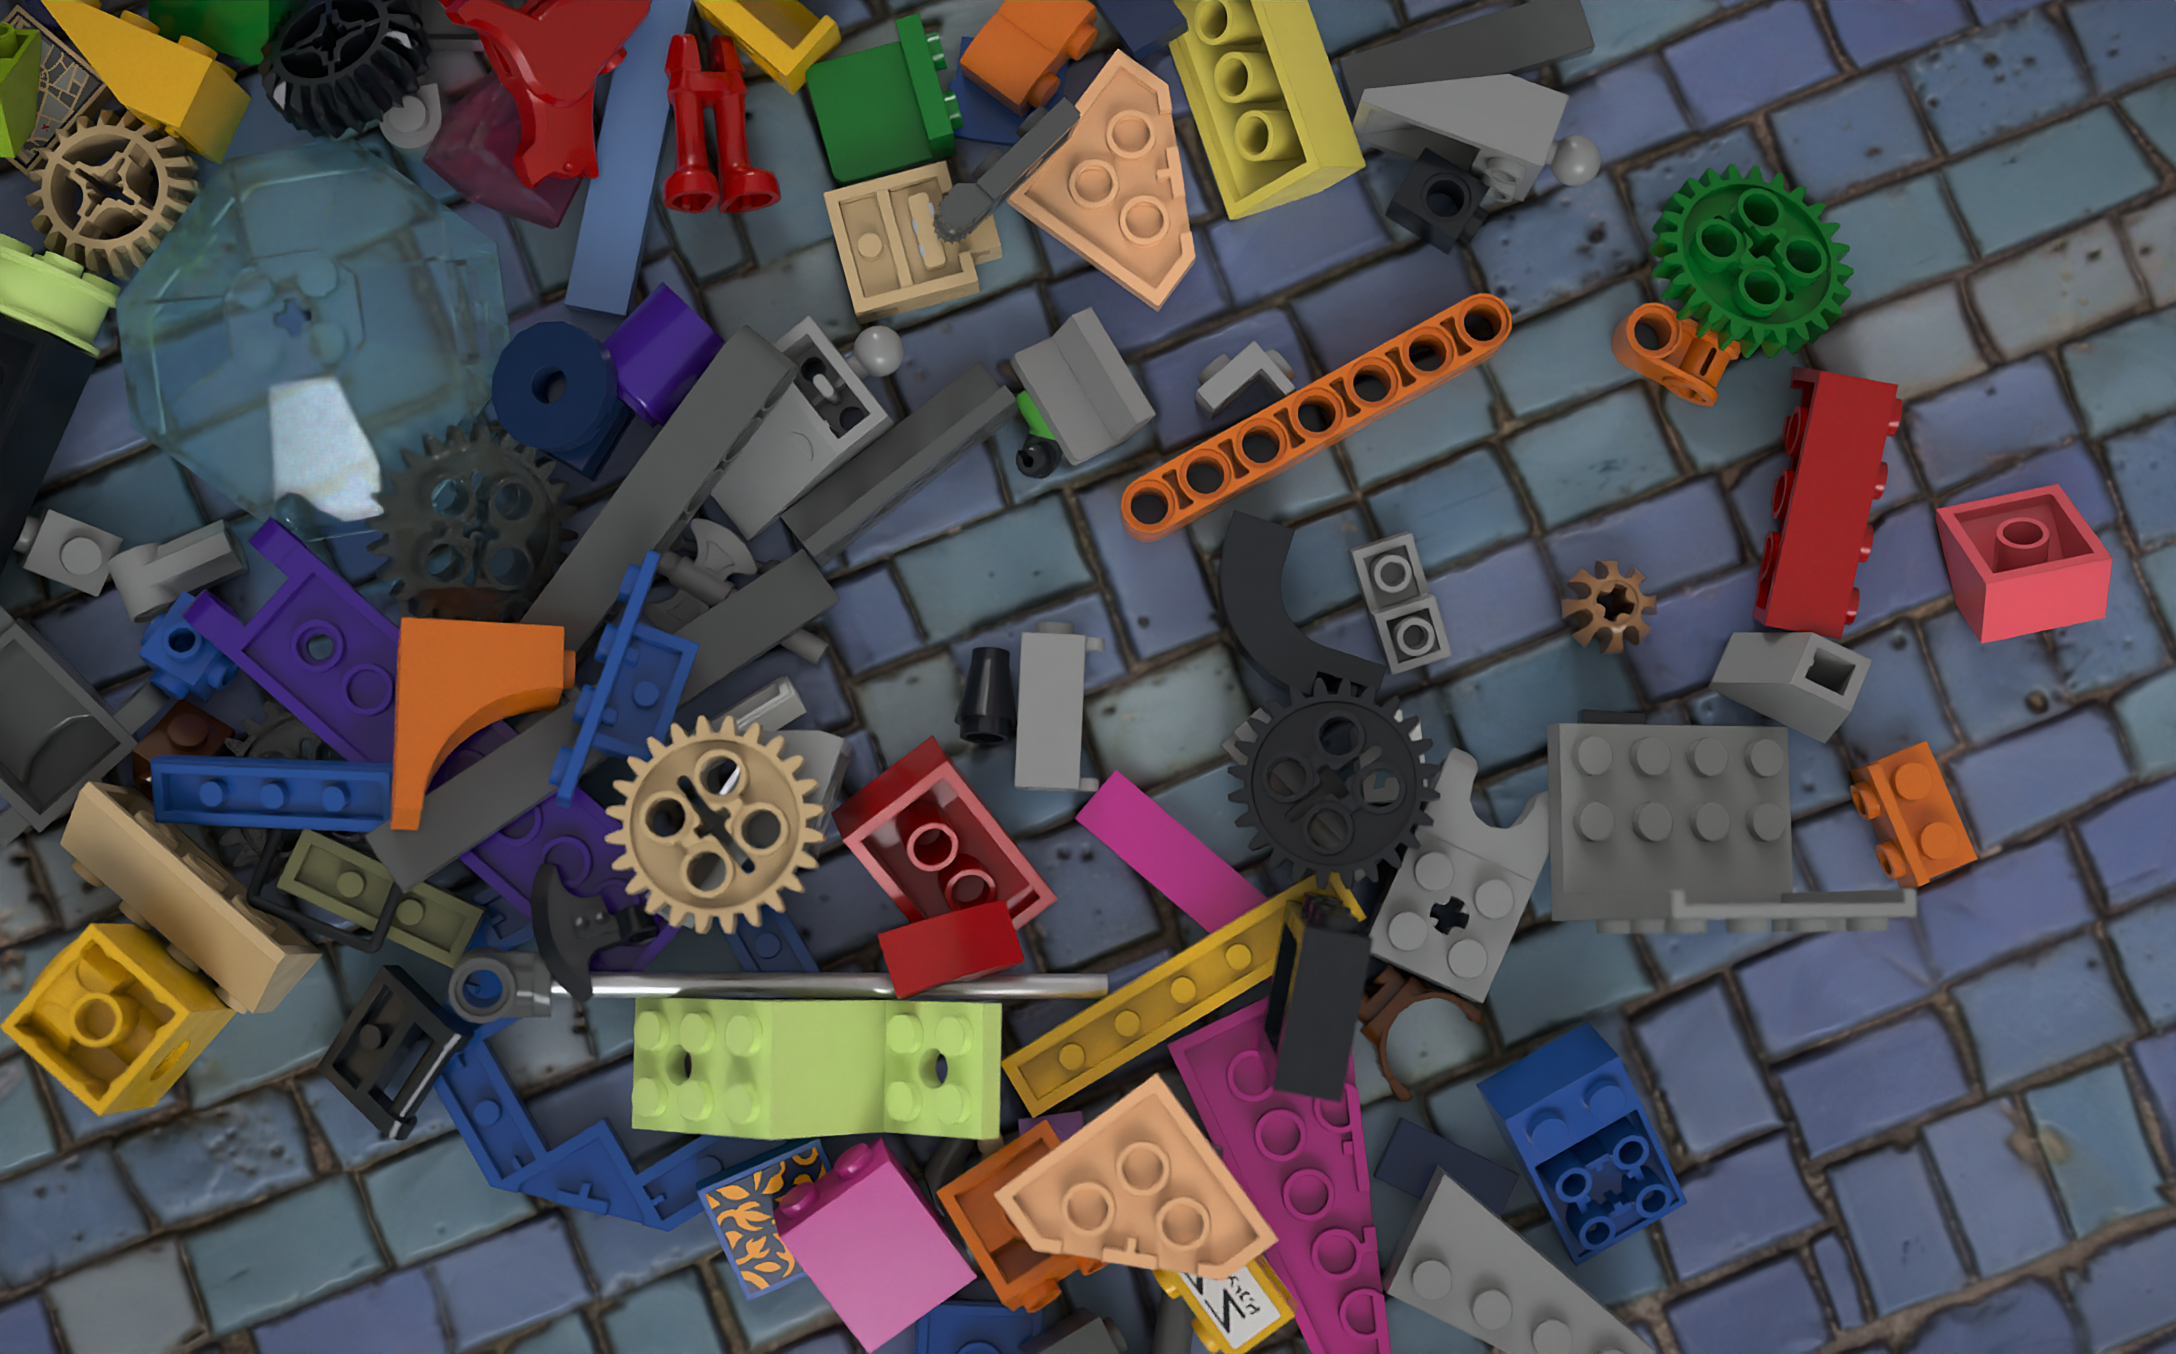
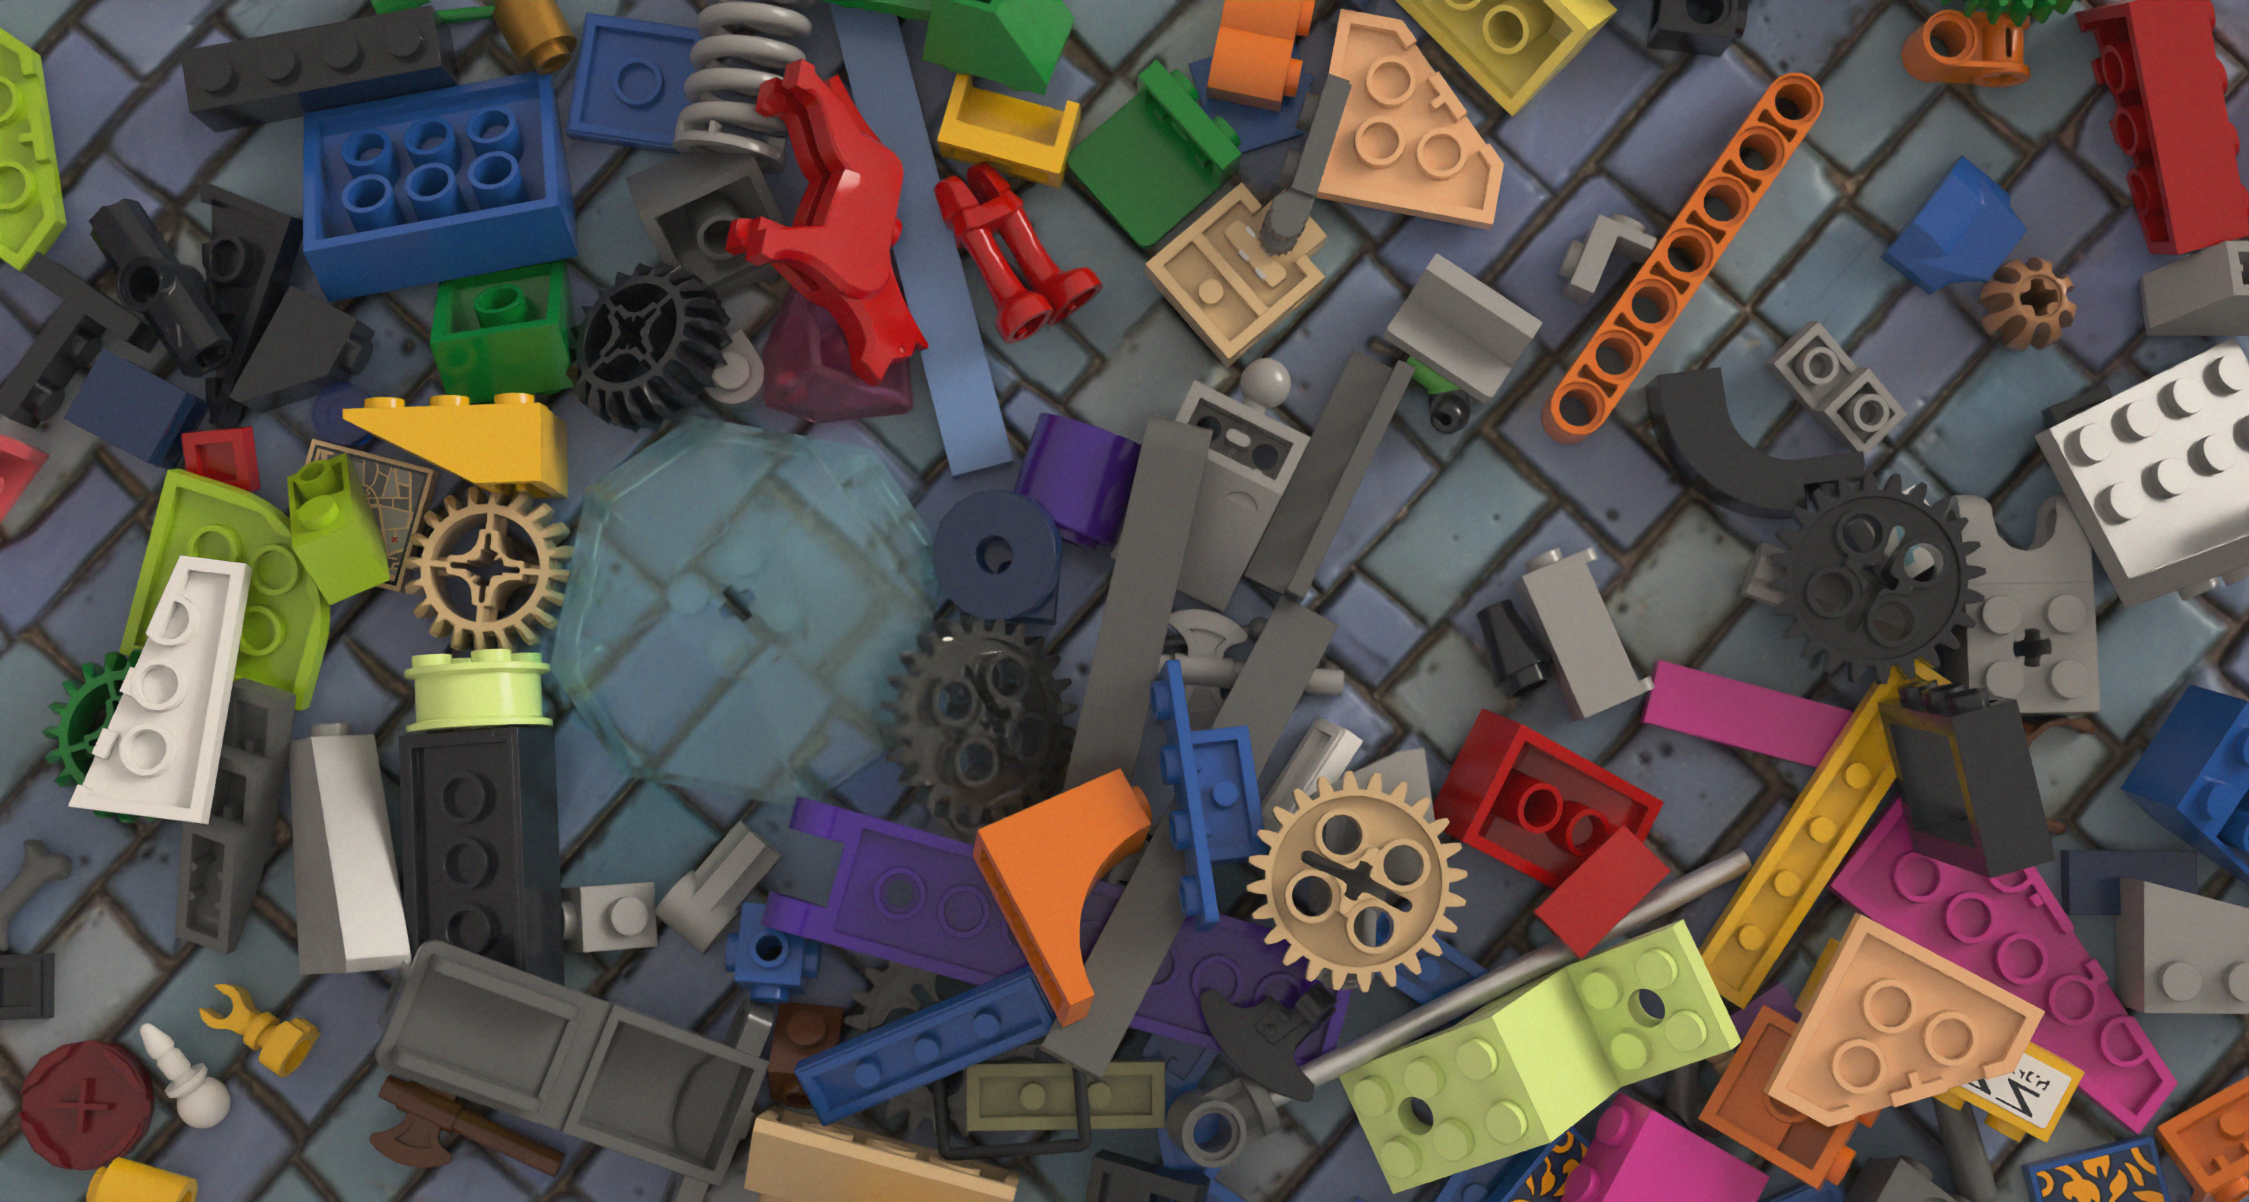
camera: 25 degrees left, 0 degrees up
(1580, 510) = (1957, 231): none -> blue slope

